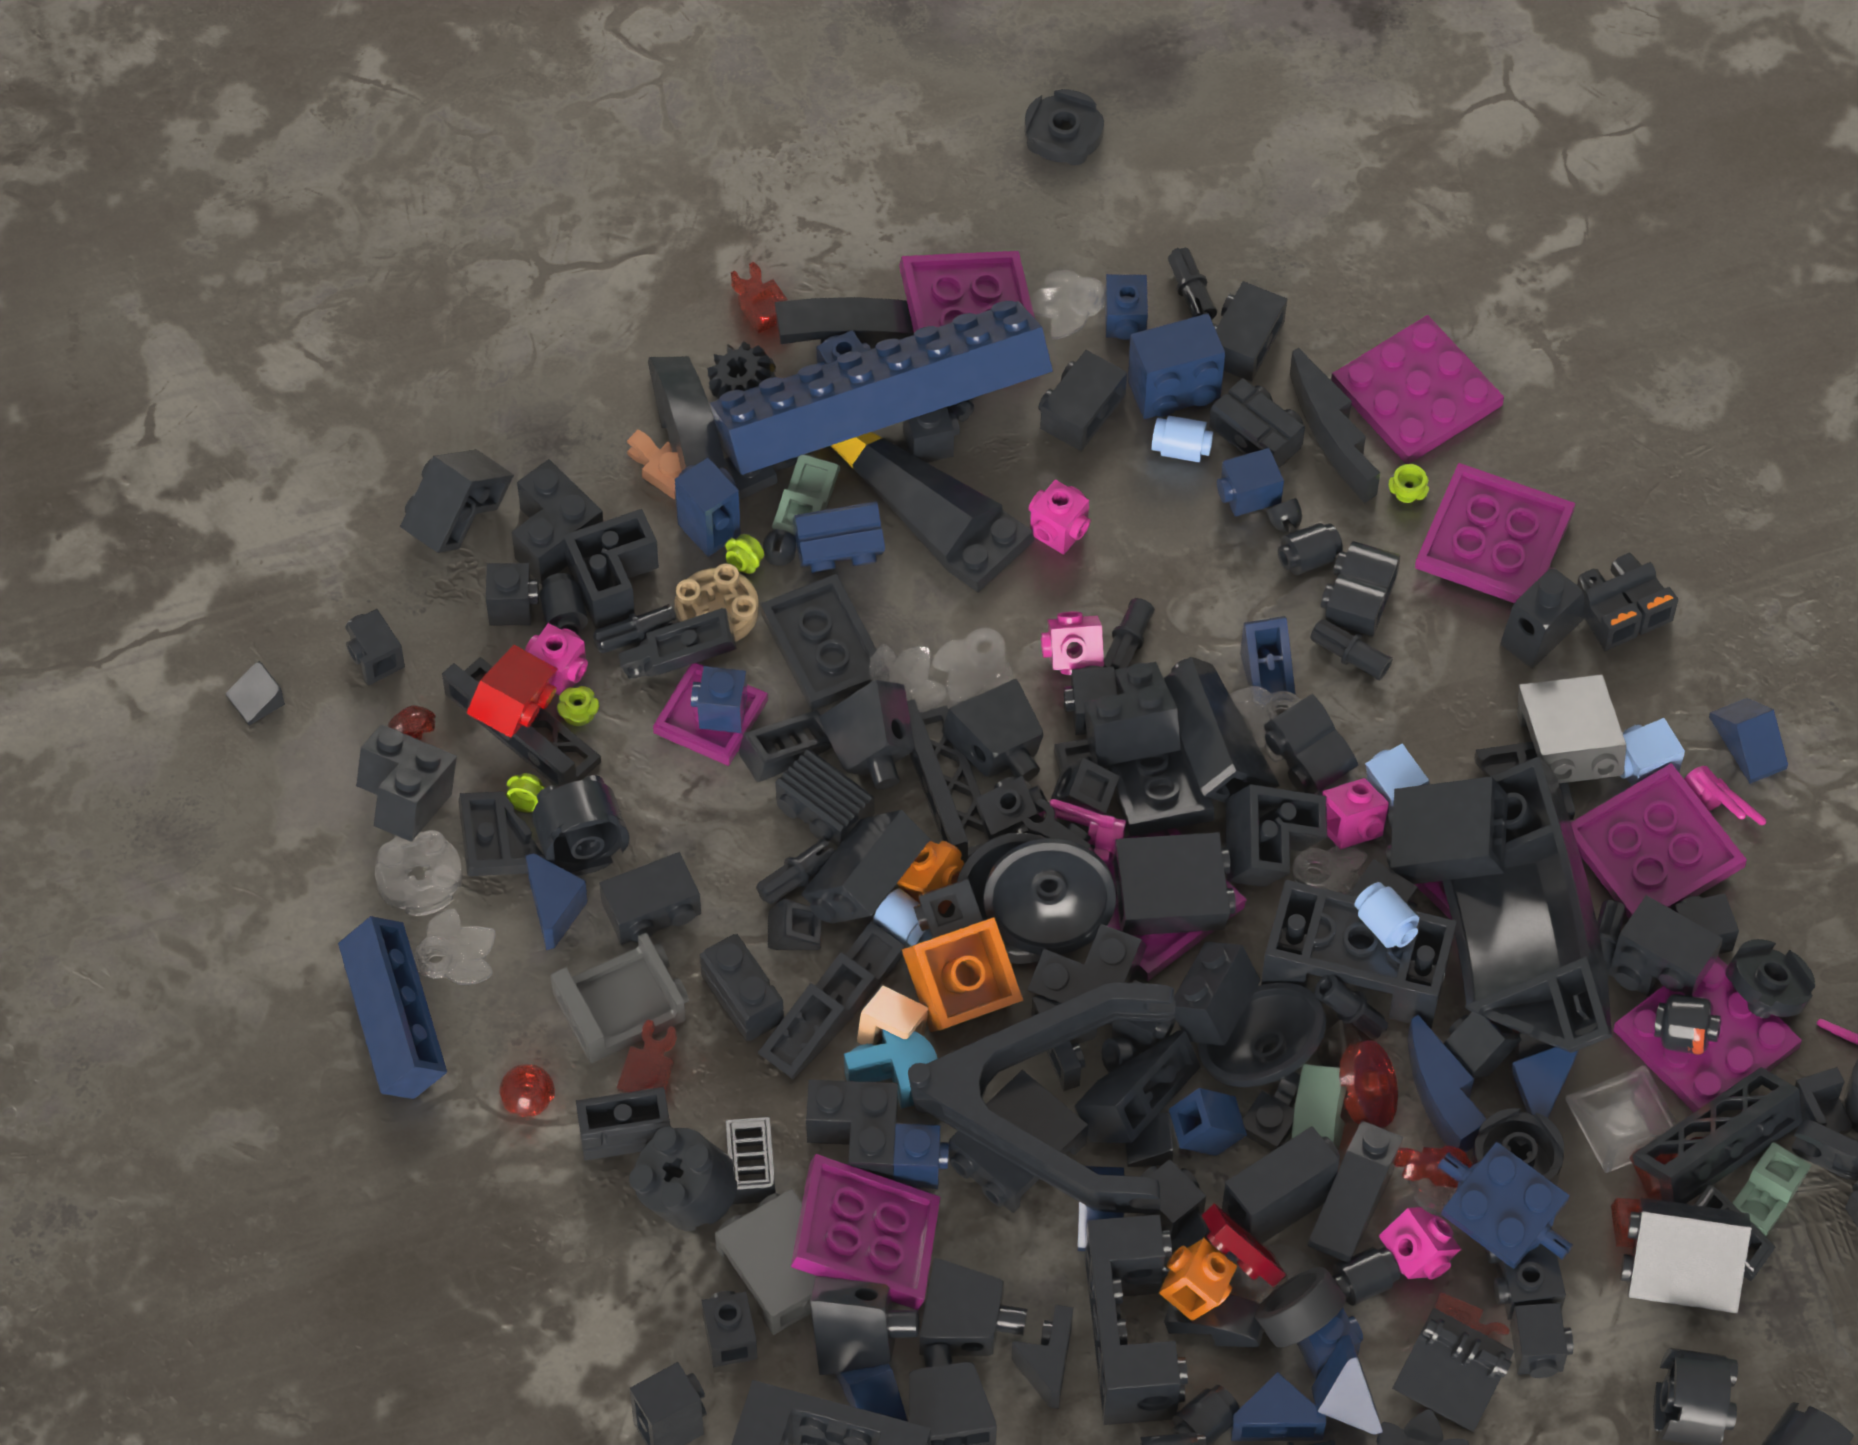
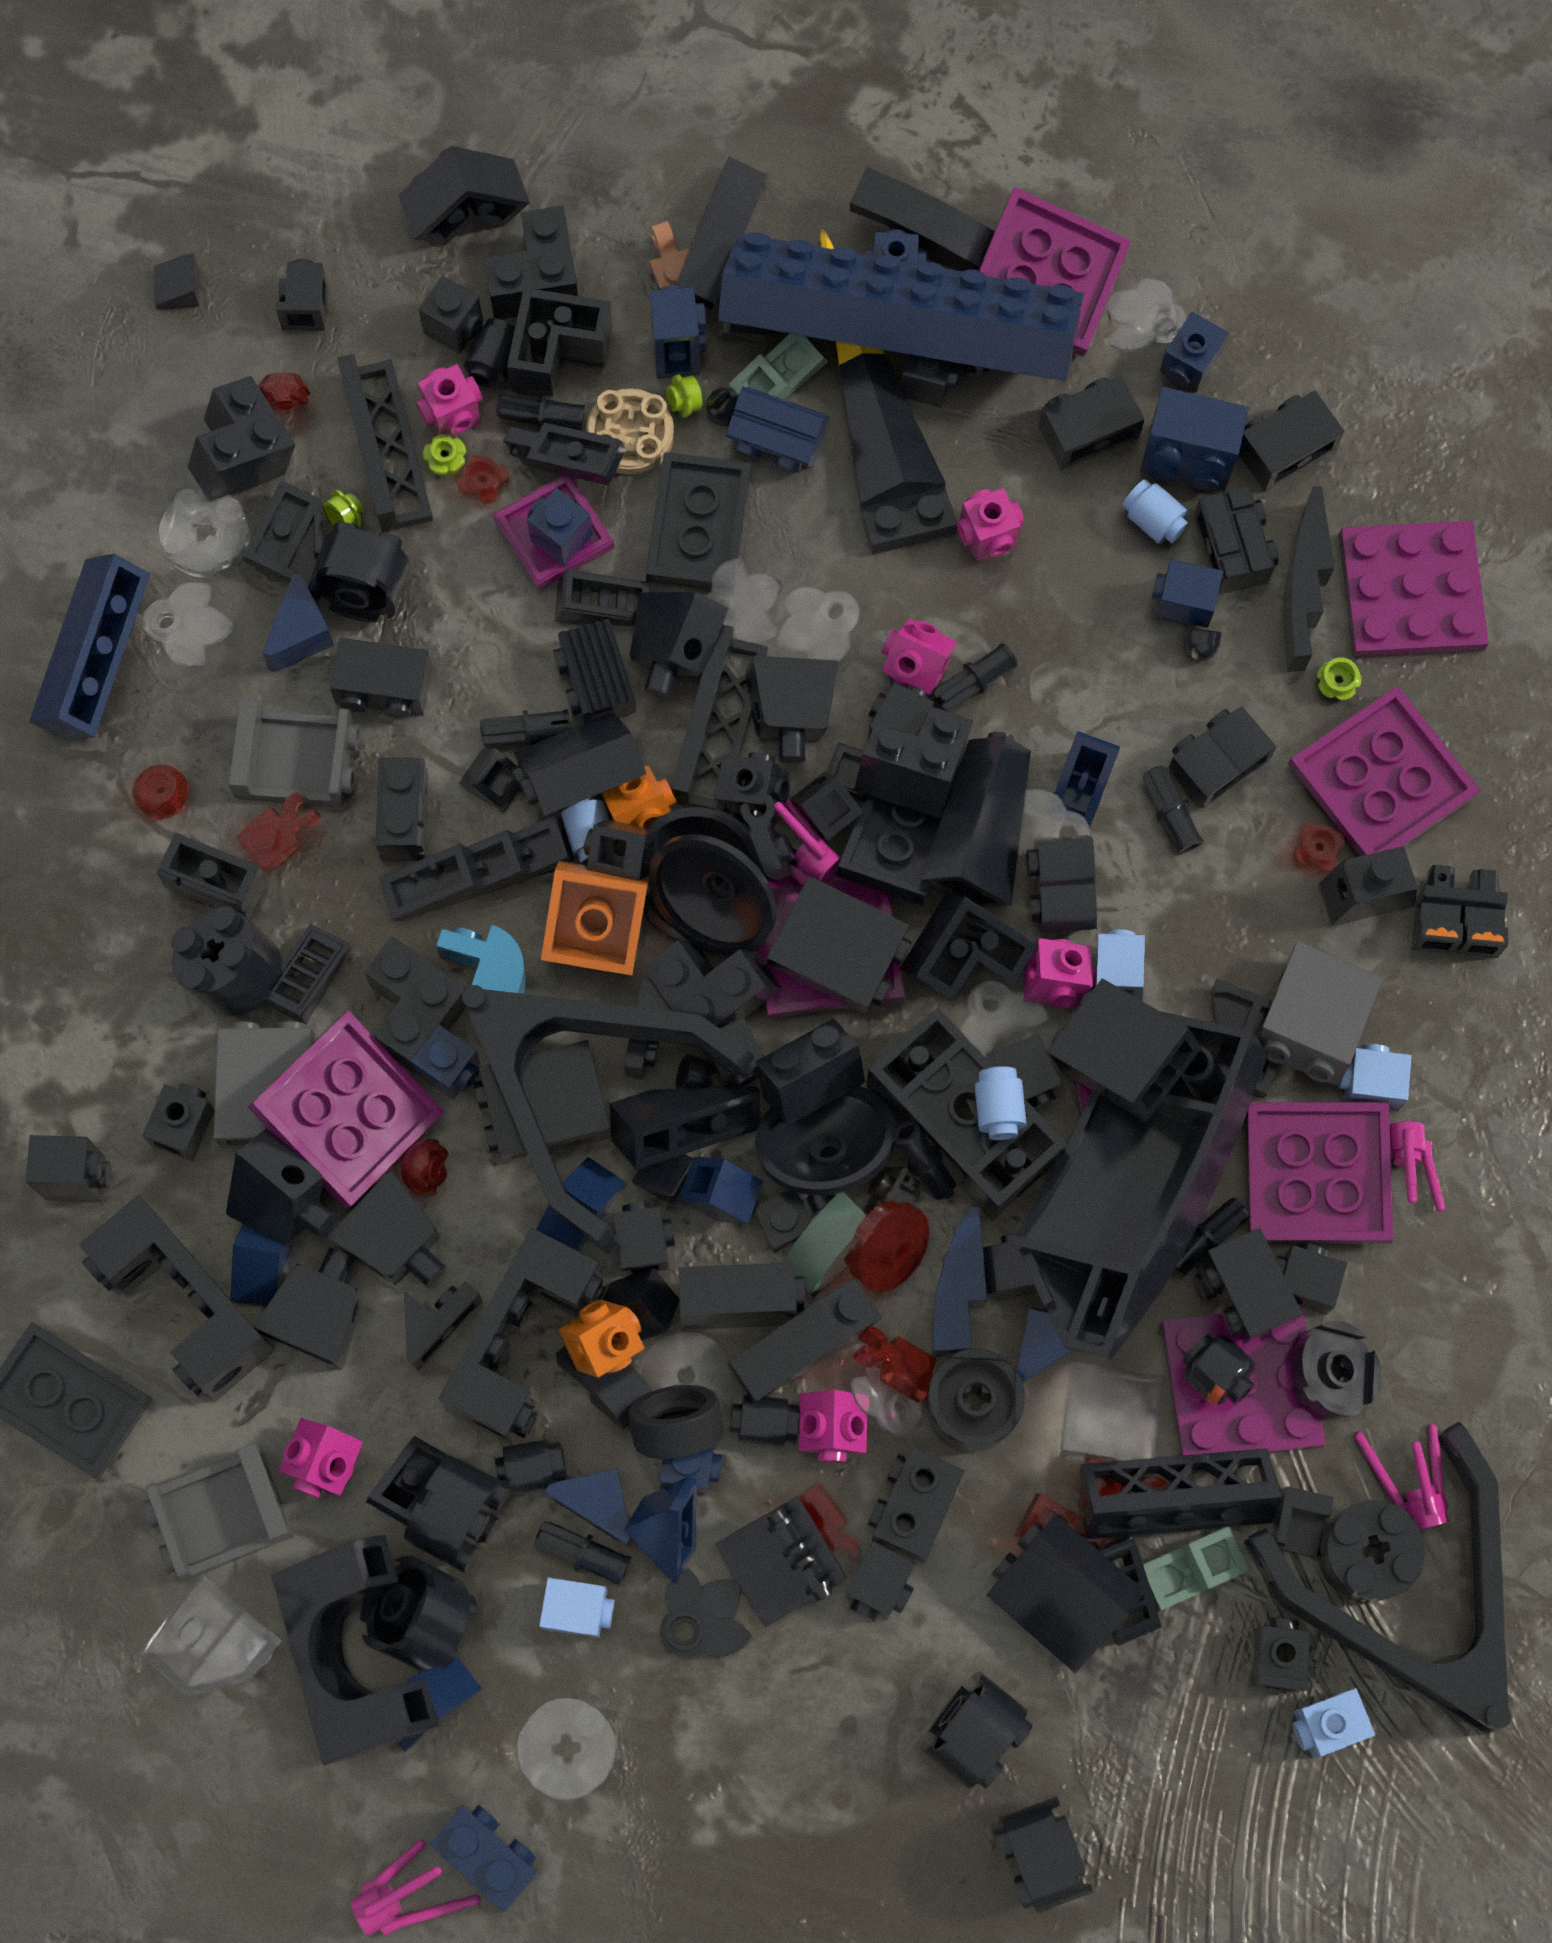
camera: 30 degrees right, 15 degrees up
(513, 691) = (379, 412): red brick -> none
(618, 696) = (482, 466): none -> clear red plate
(740, 369) = (797, 217): black gear -> none
(757, 299) = (865, 152): clear red plate -> none
(892, 1013) = (510, 919): light nougat panel -> none
(954, 1245) = (424, 1167): none -> clear red plate
(1061, 145) = (1254, 162): black plate -> none
(1191, 283) = (1271, 365): black axle -> none
(1253, 1256) = (662, 1333): dark red plate -> none
(1310, 548) = (1201, 688): black brick -> none
(1482, 603) = (1319, 834): none -> clear red plate
(1505, 1205) = (922, 1444): dark blue plate -> none
(1751, 737) = (1487, 1118): dark blue slope -> none

